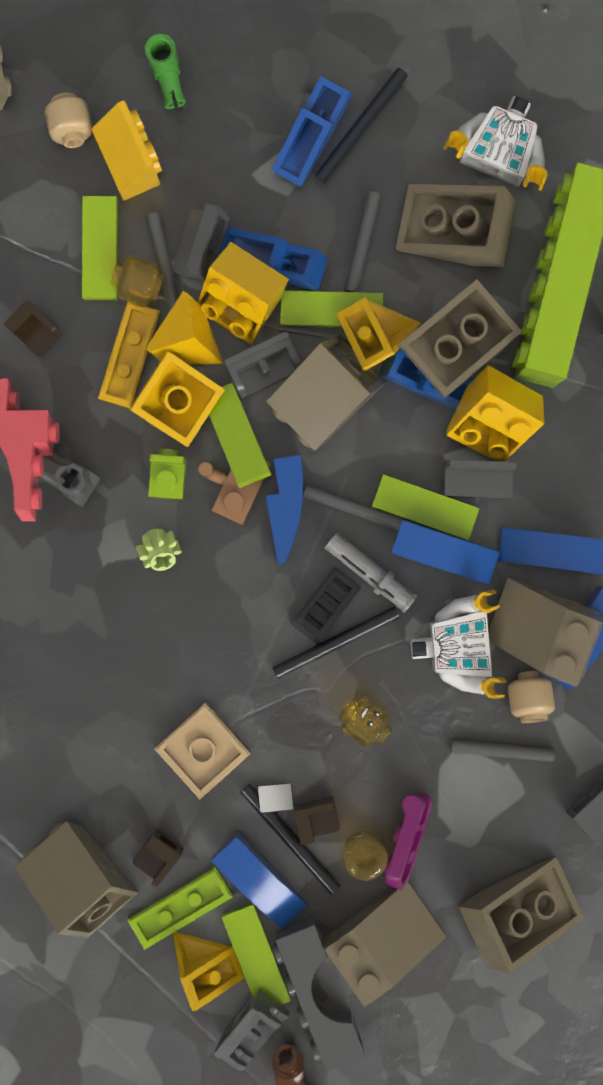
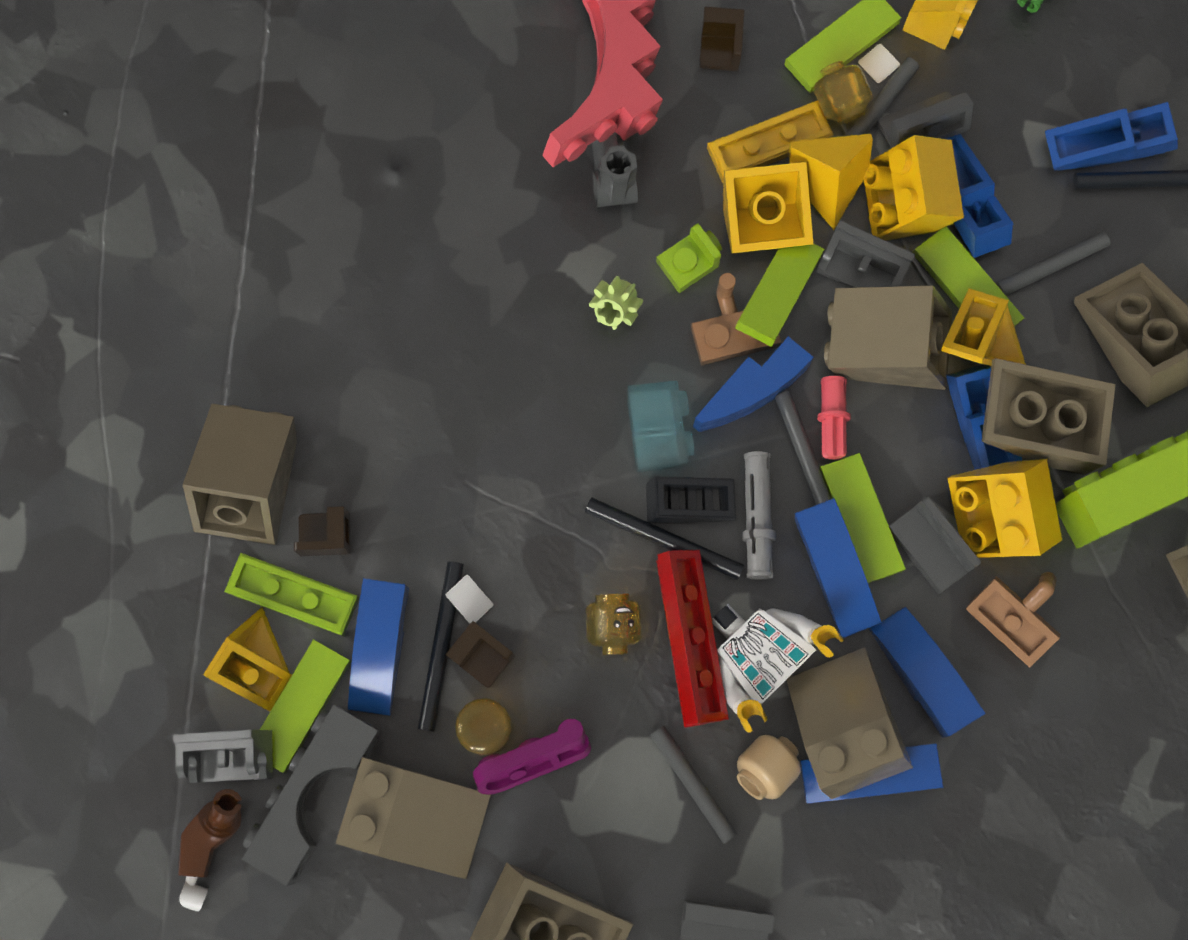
camera: 55 degrees right, 10 degrees down
(134, 236) = (879, 63): none -> white sticker
(202, 750) = (459, 495): tan tile -> none
(262, 589) = (658, 426): none -> clear light blue brick
(347, 471) = (834, 417): none -> coral axle
(415, 681) = (691, 637): none -> red fence
(567, 467) = (1015, 619): none -> medium nougat plate

